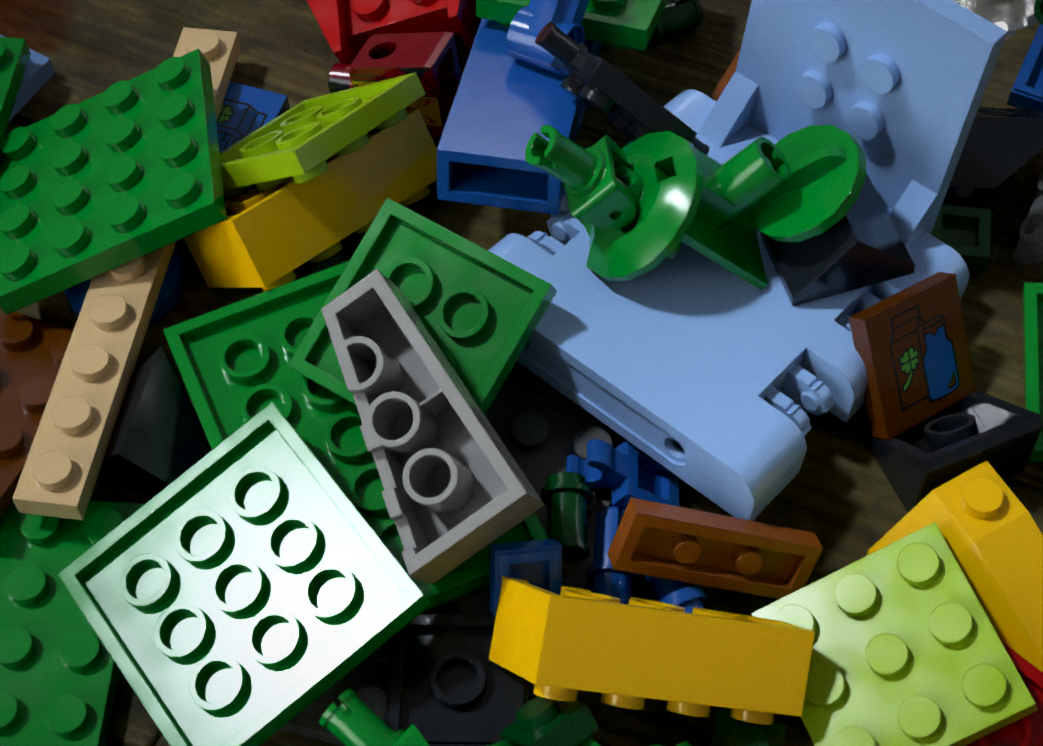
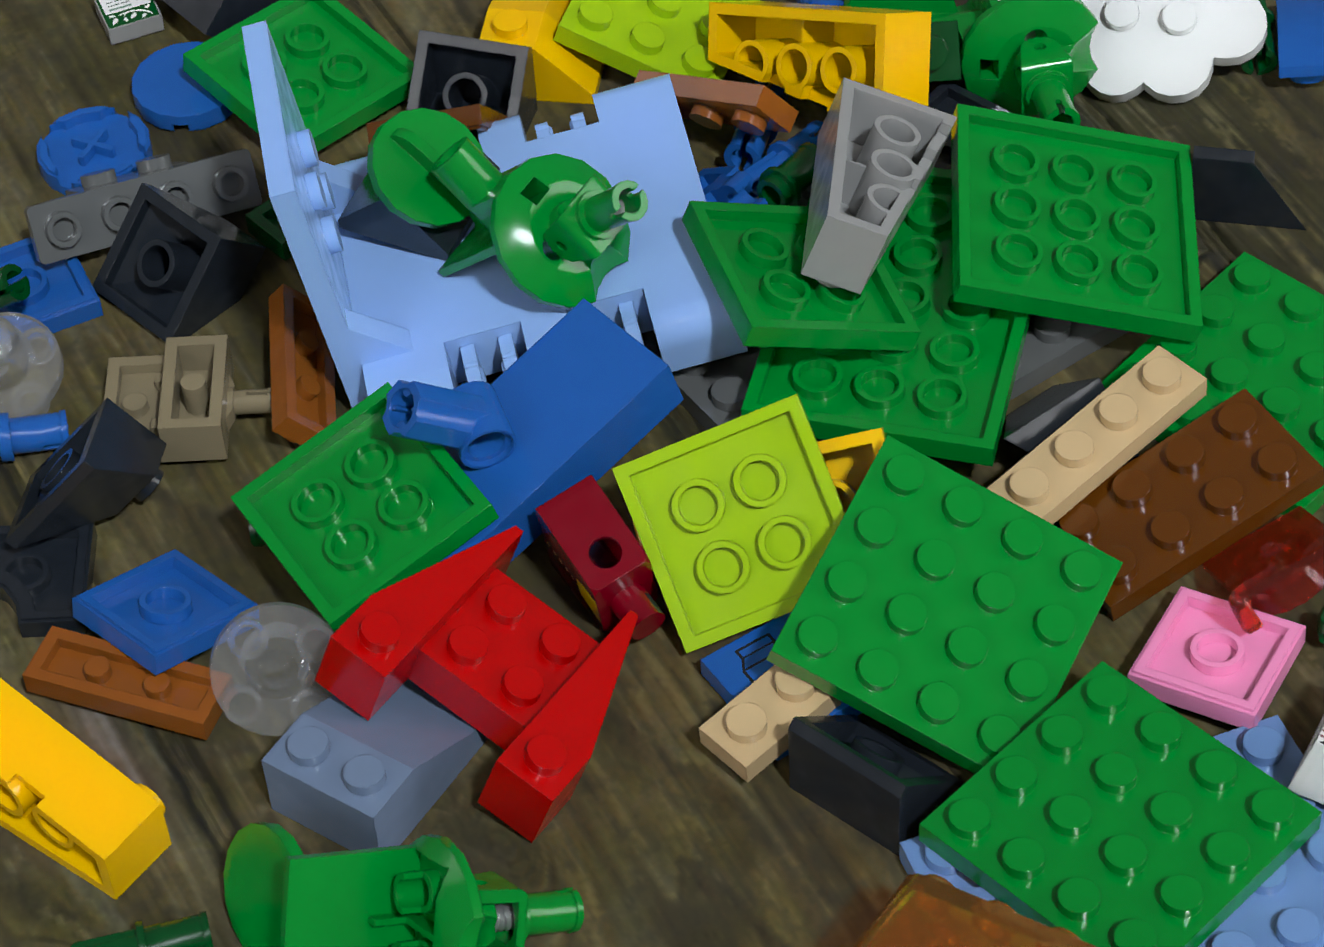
camera: 140 degrees left, 10 degrees down
(88, 57) = (865, 777): none -> black slope
(608, 90) = (483, 316): black plate -> none

